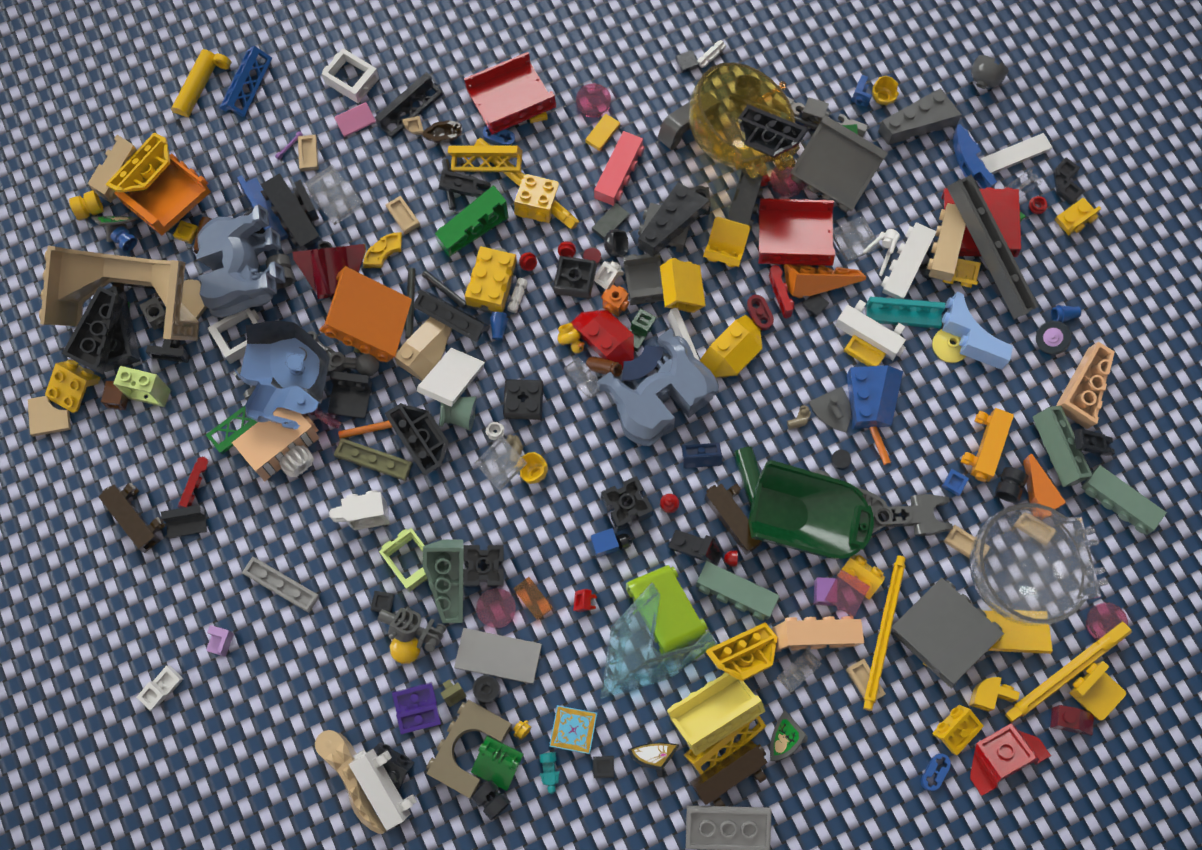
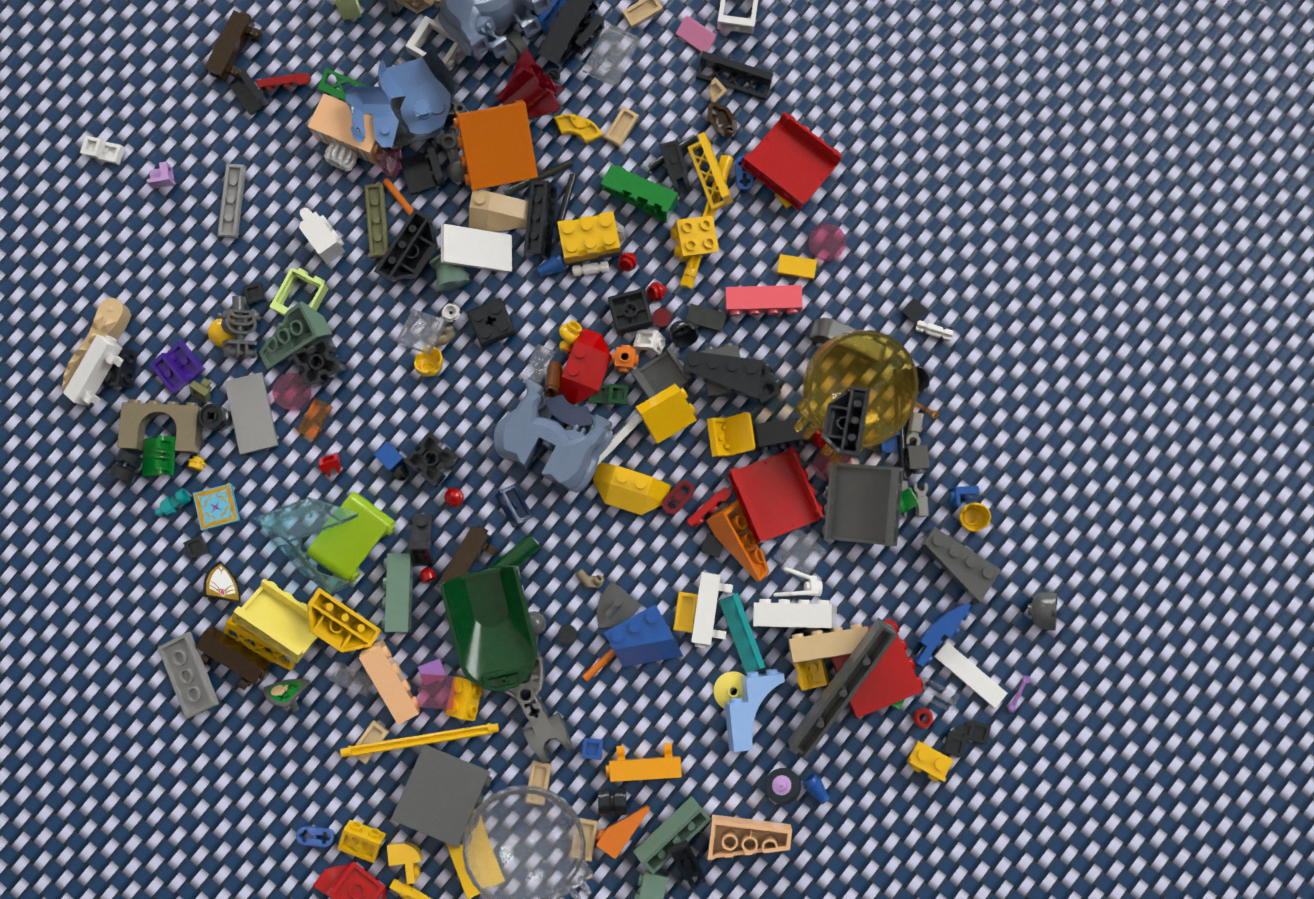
camera: 65 degrees right, 10 degrees up
(1037, 116) = (1025, 679): none -> medium lavender hinge

